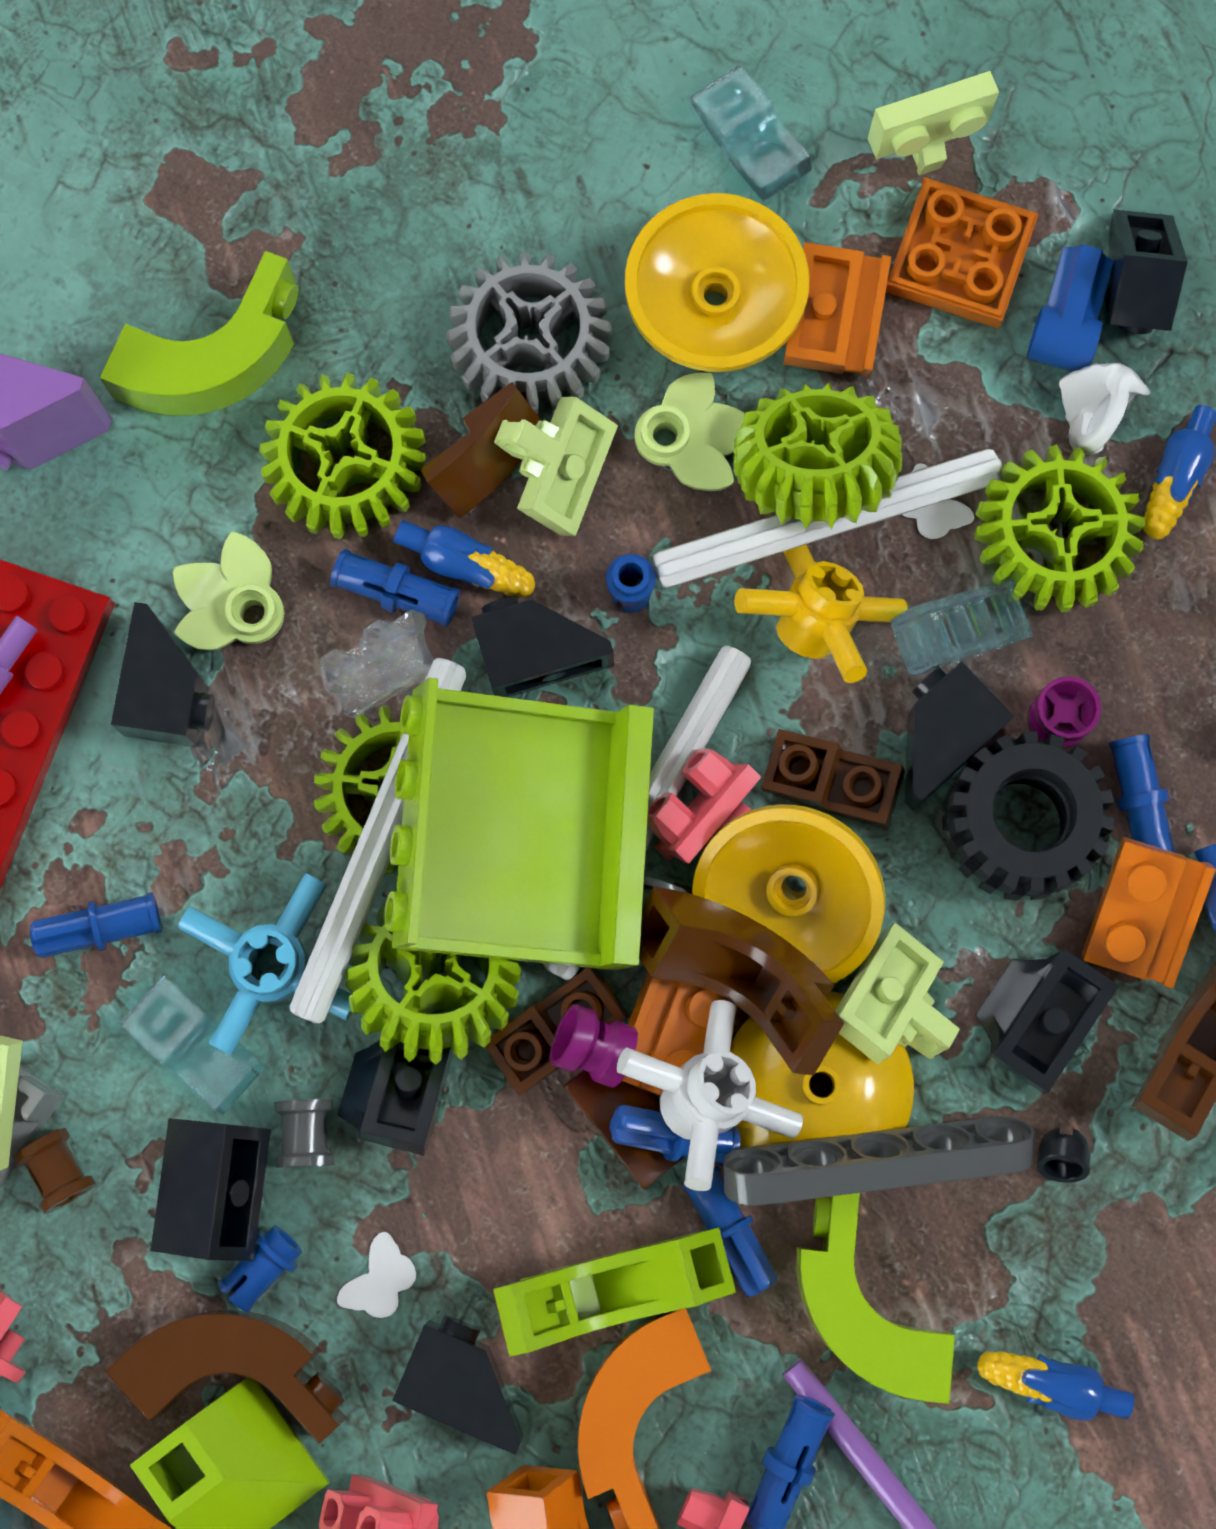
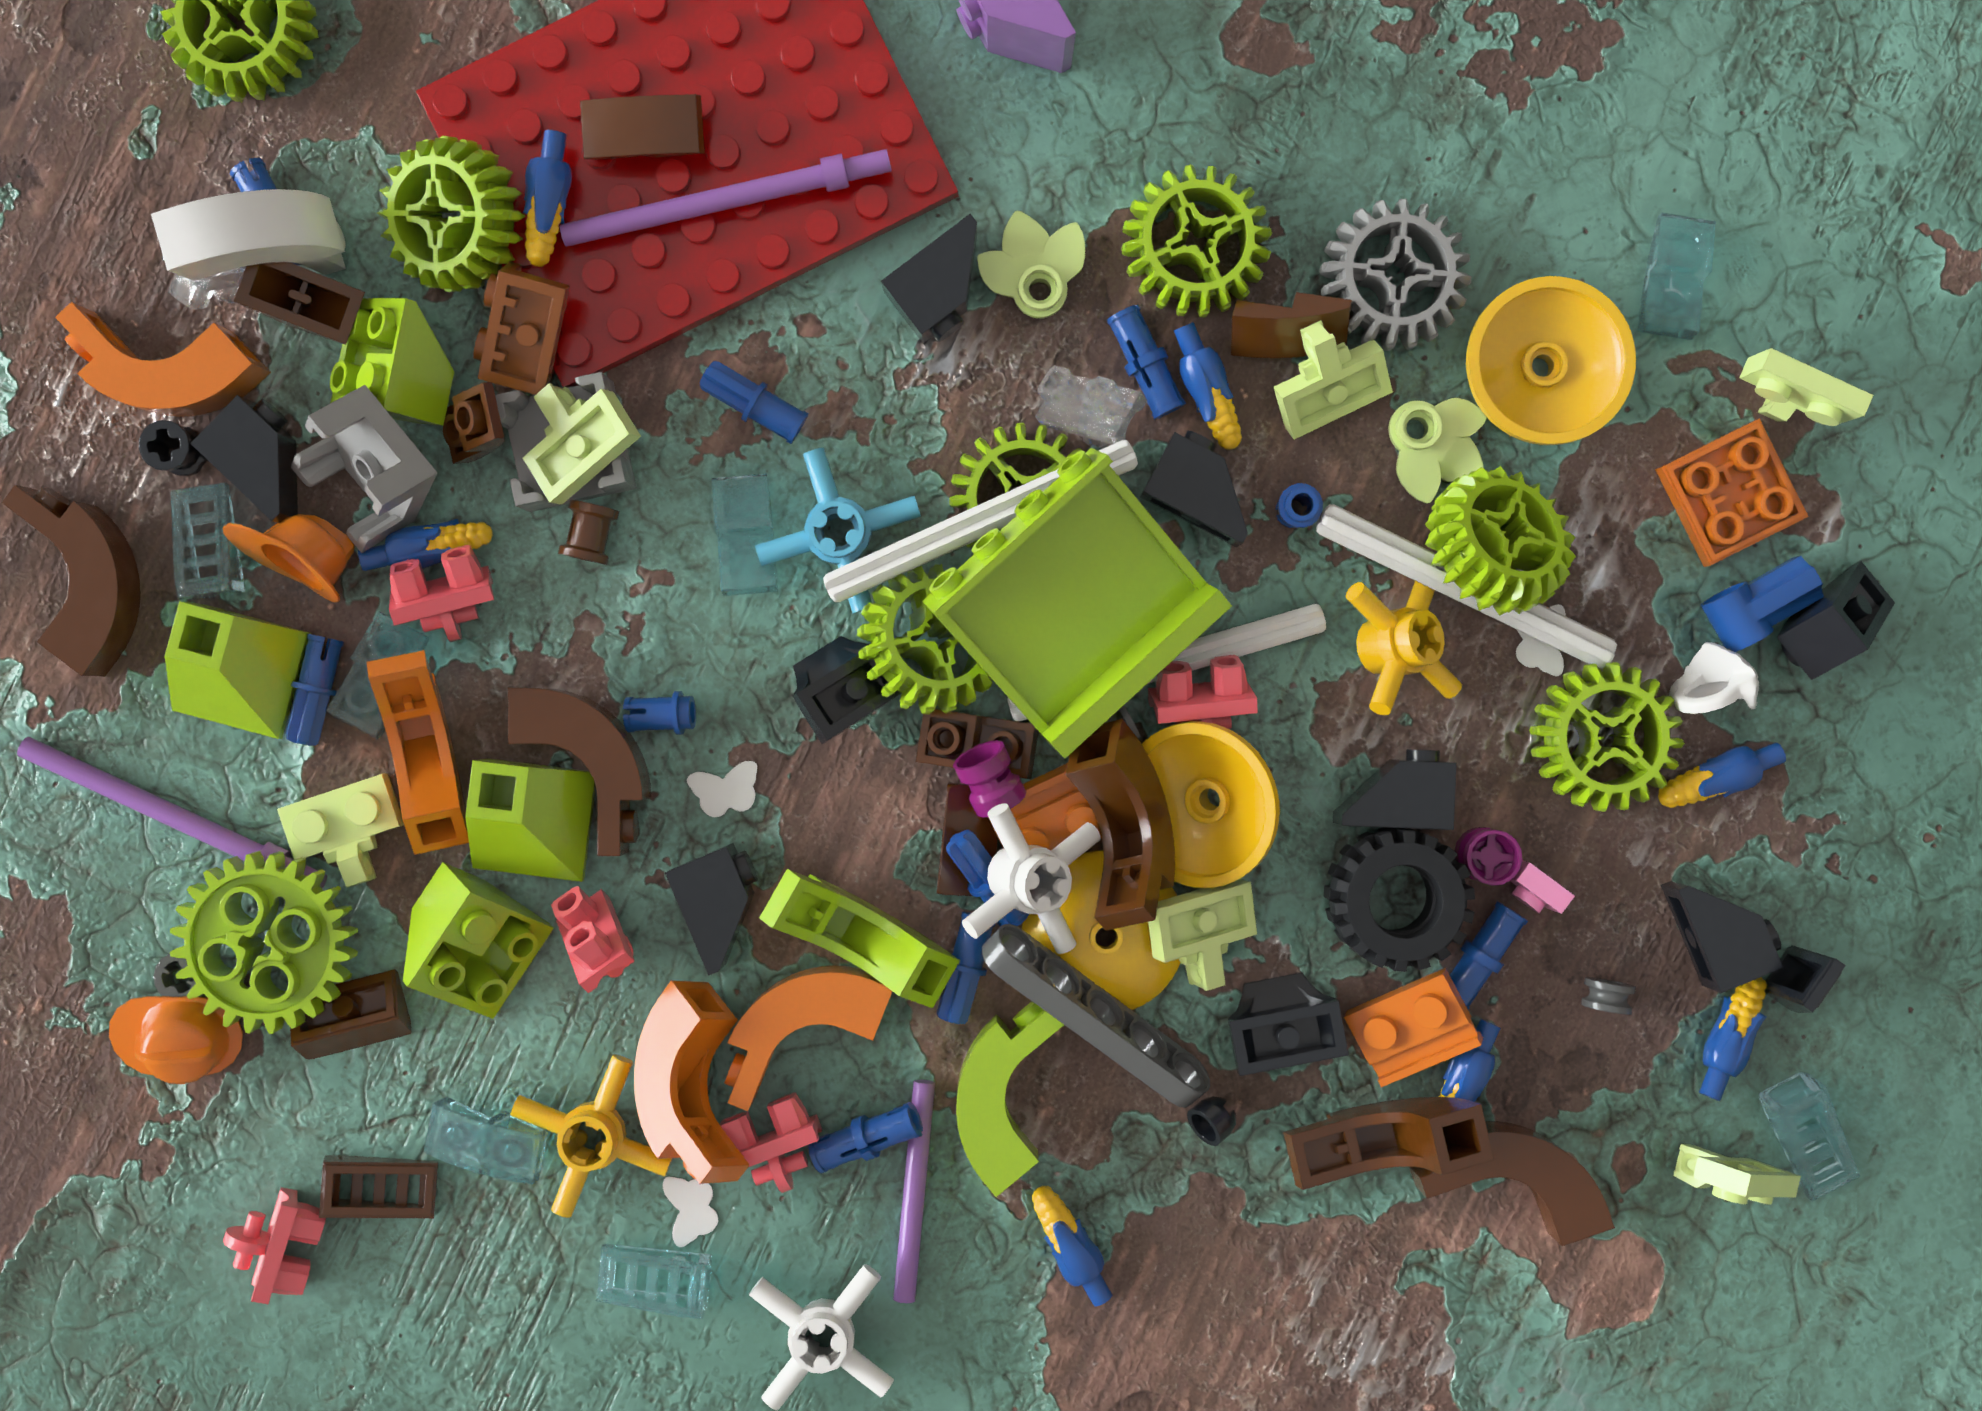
camera: 40 degrees right, 10 degrees up
(210, 1190) = (672, 638): black brick -> none
(214, 369) = (1170, 101): lime arch -> none
(304, 1133) = (762, 657): dark grey bush -> none
(833, 779) = (1302, 754): reddish brown slope -> none
(840, 312) = (1613, 458): orange plate -> none
(925, 639) = (1449, 724): clear light blue slope -> none
(1132, 700) = (1539, 890): none -> bright pink plate

